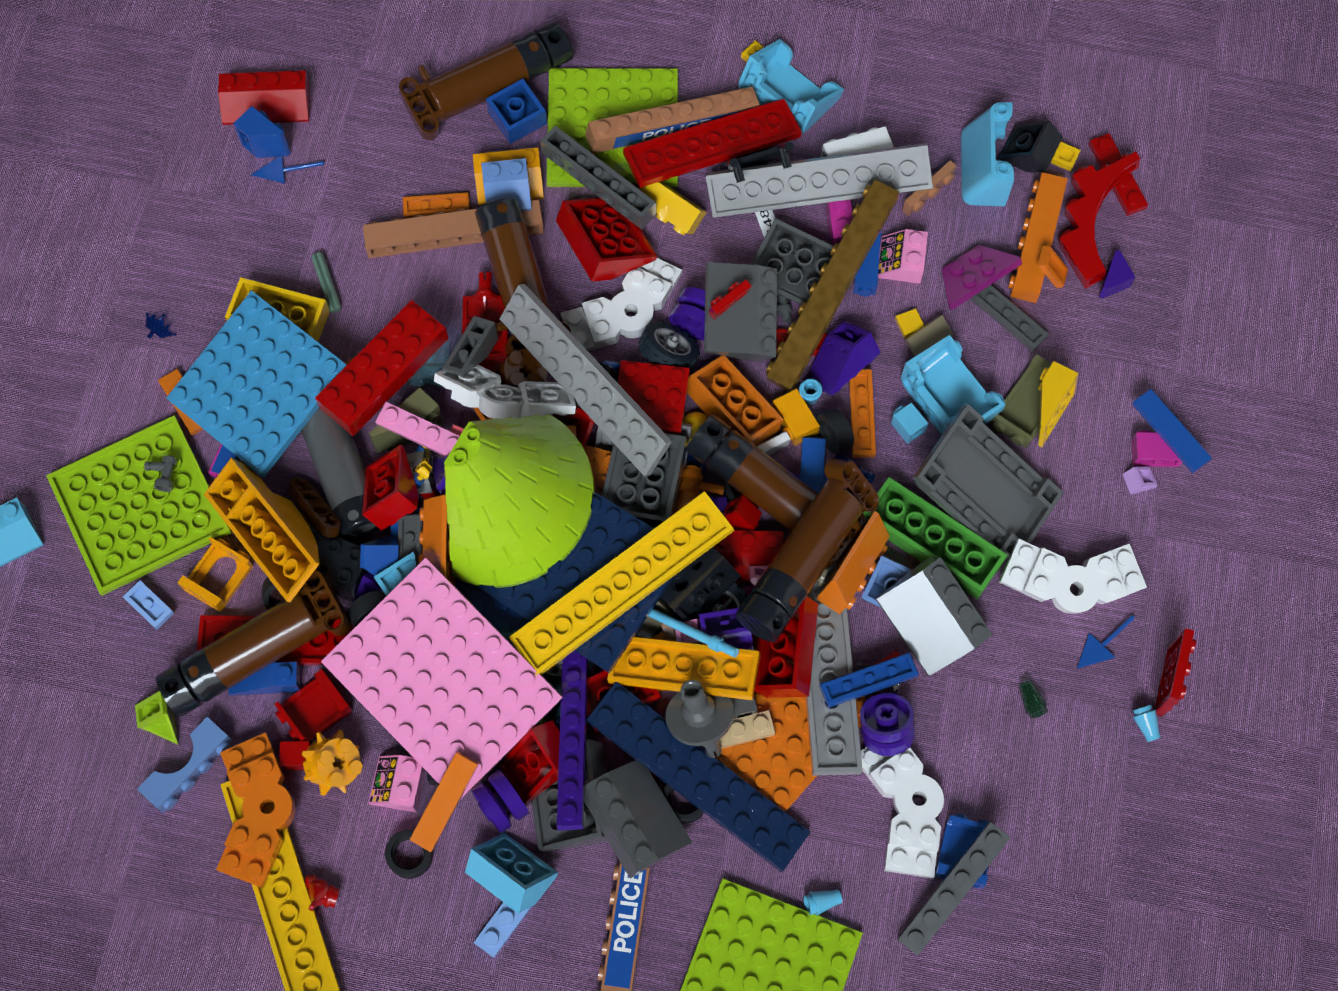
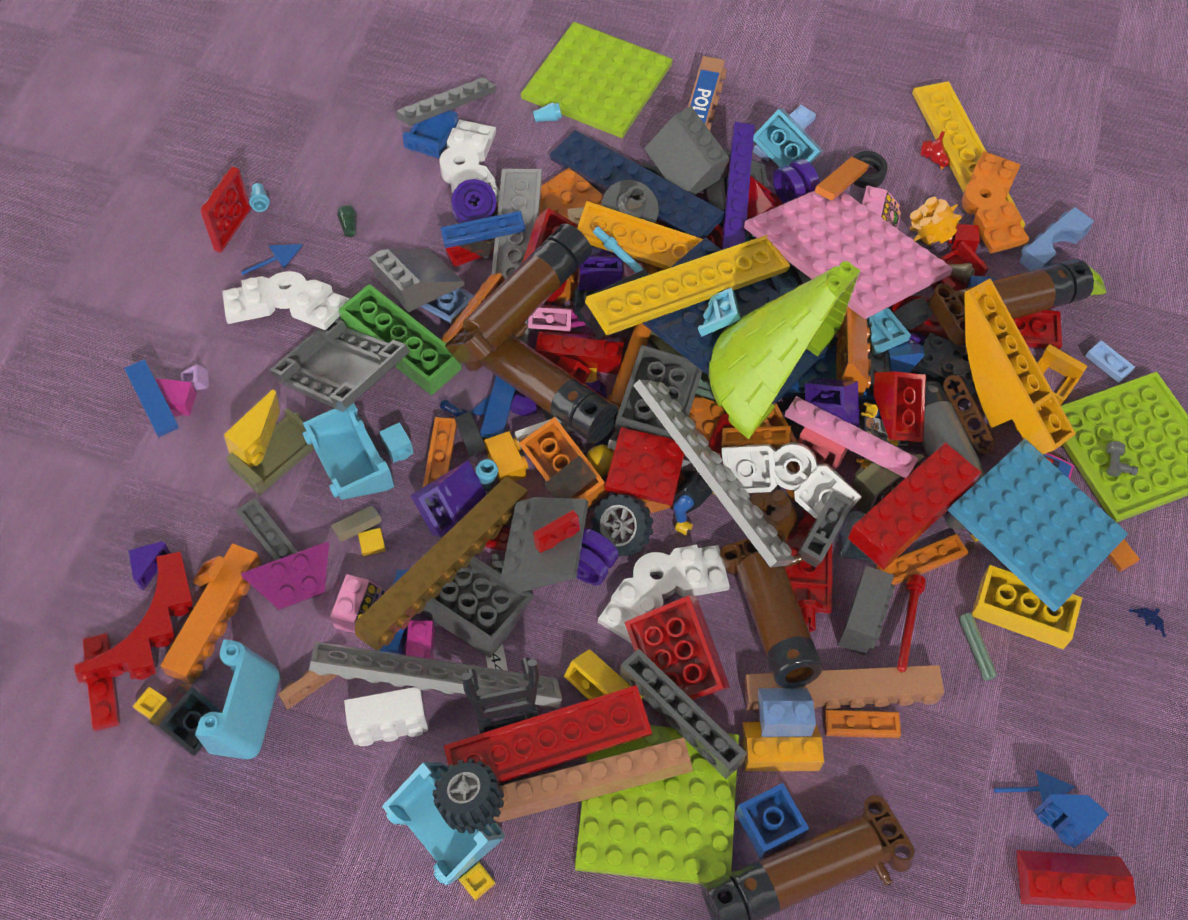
camera: 175 degrees left, 10 degrees down
(306, 699) = (962, 271): none -> dark tan cone
(390, 285) = (915, 585): none -> red piece
(433, 283) = (867, 611): none -> dark grey brick
(584, 550) = (720, 312): none -> medium azure wing
(725, 374) = (570, 479): none -> clear smoke slope
(771, 81) = (468, 796): none -> black wheel

